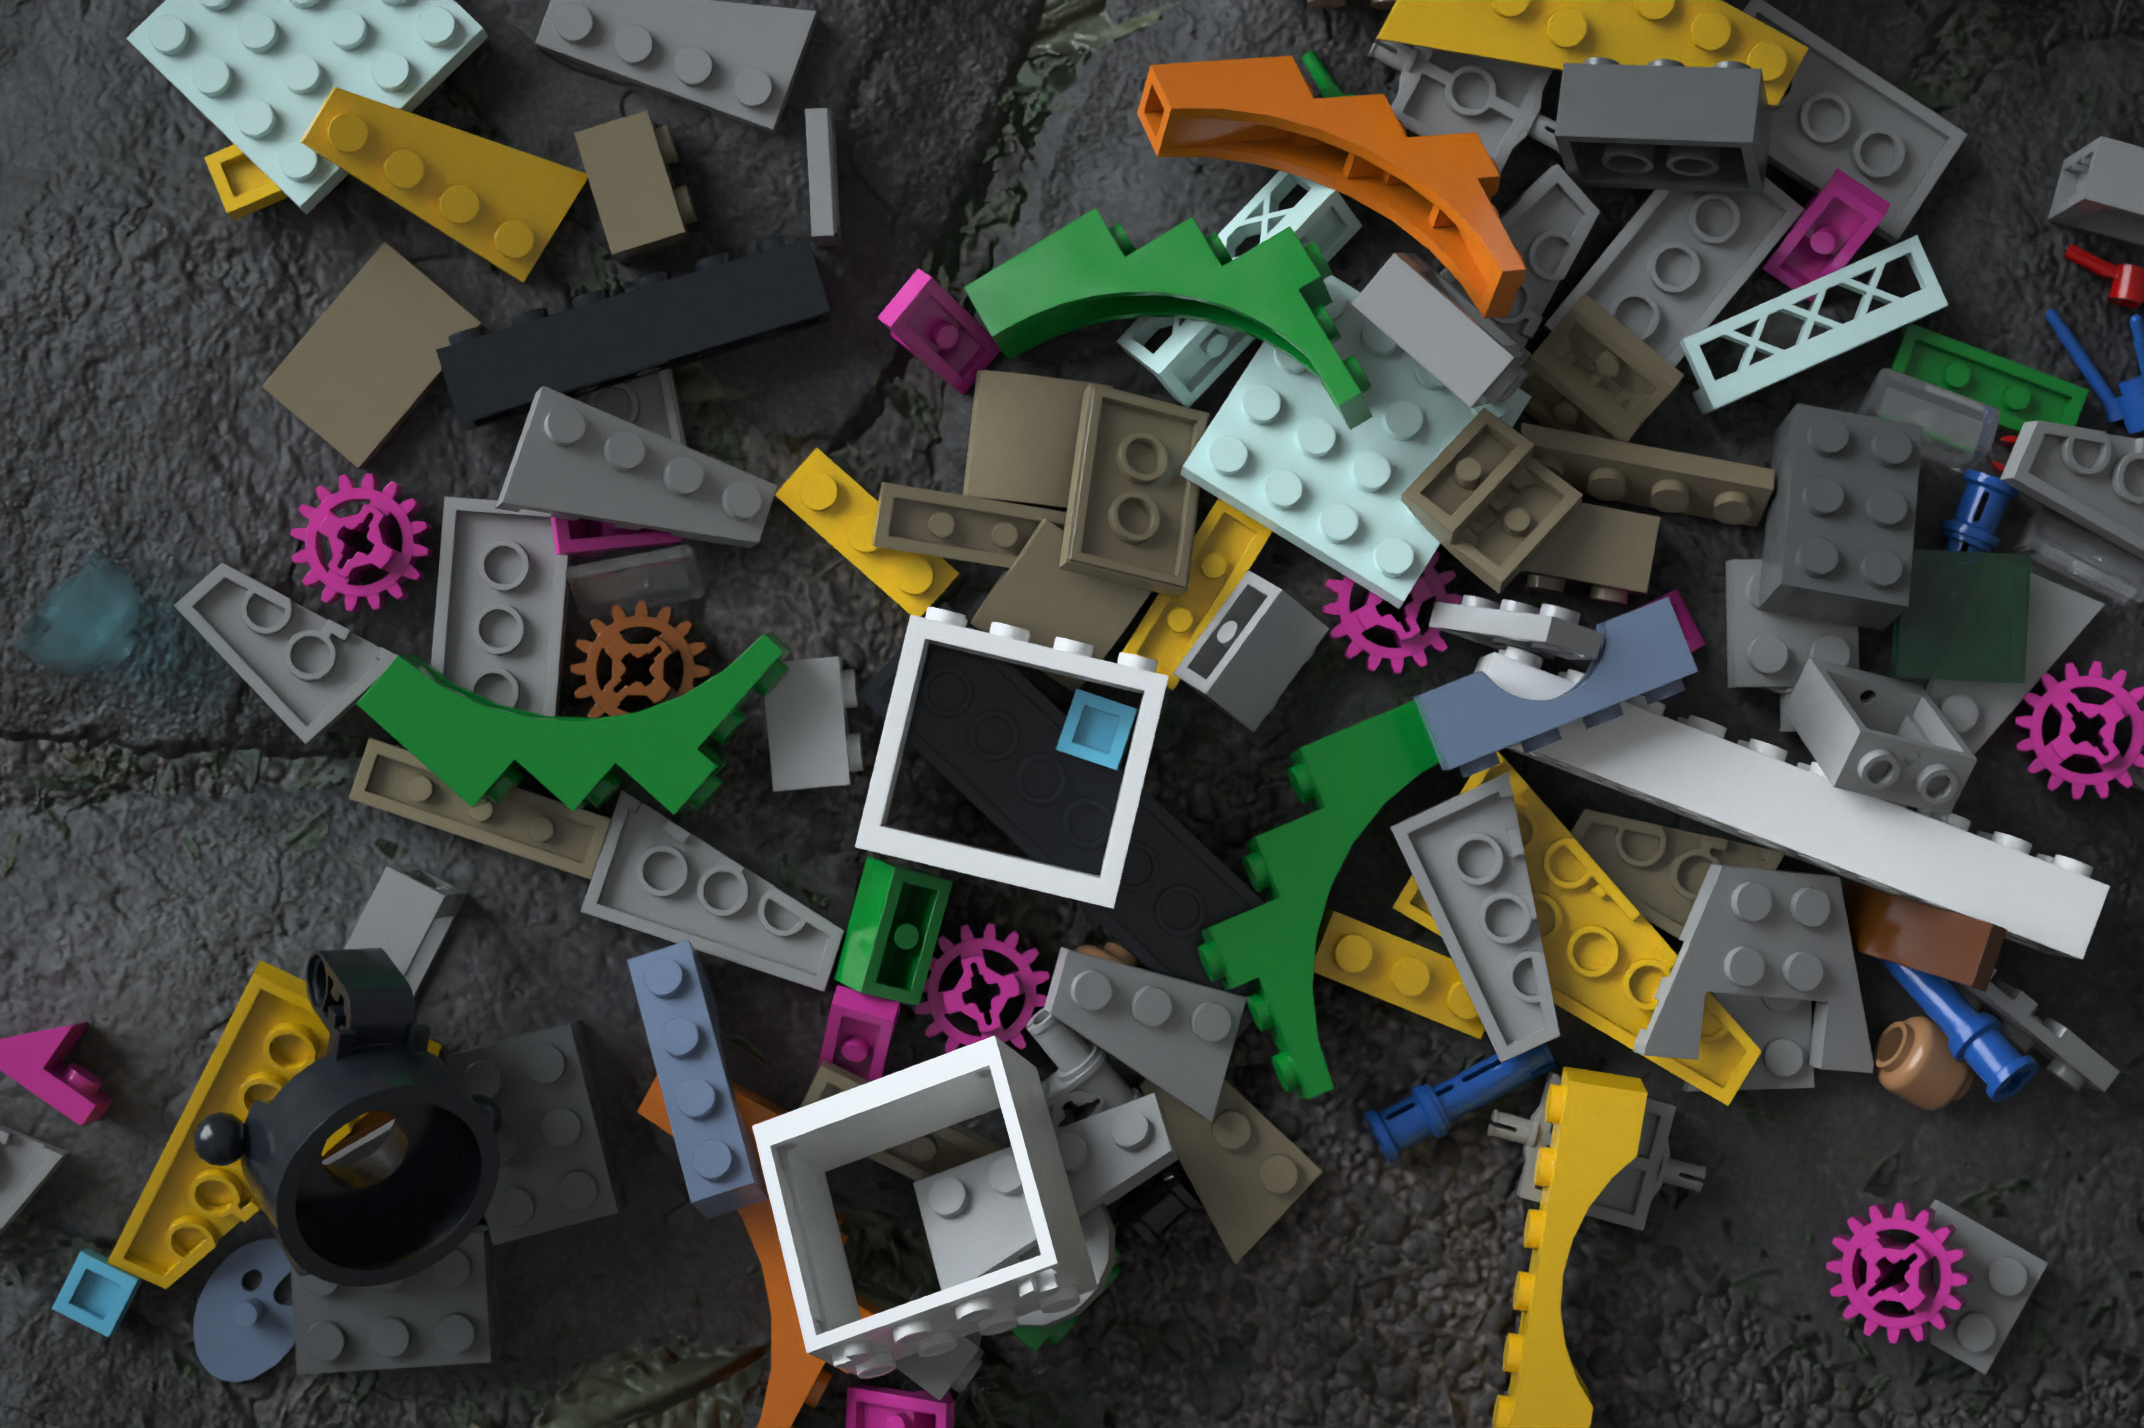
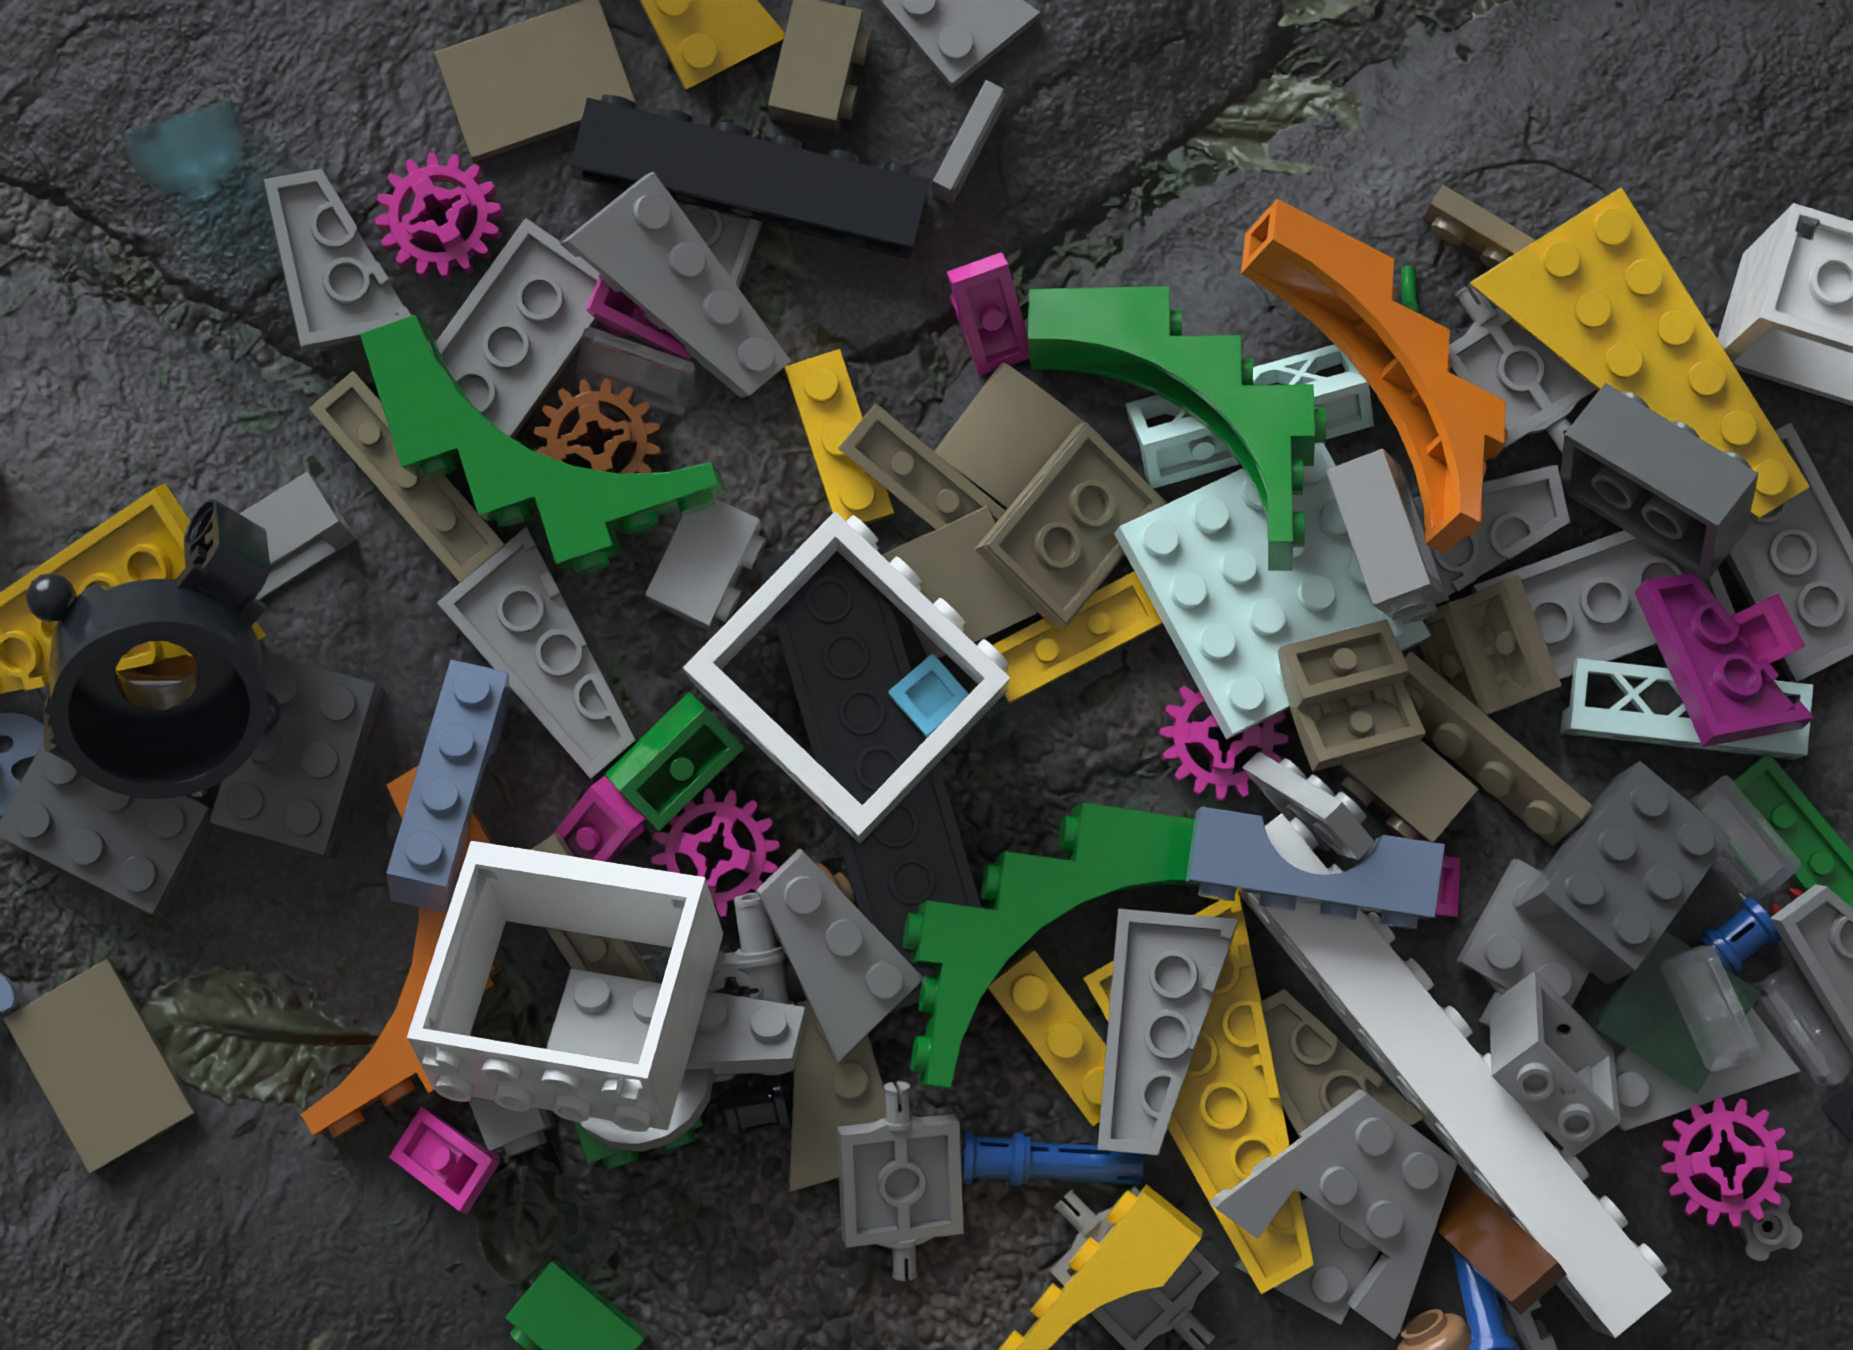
camera: 25 degrees right, 5 degrees down
(1251, 650) = (1089, 706): light grey brick -> none
(1333, 1196) = (900, 1180): none -> light grey plate
(1824, 281) = (1714, 672): none -> magenta wing
(1995, 599) = (1711, 1008): none -> clear slope

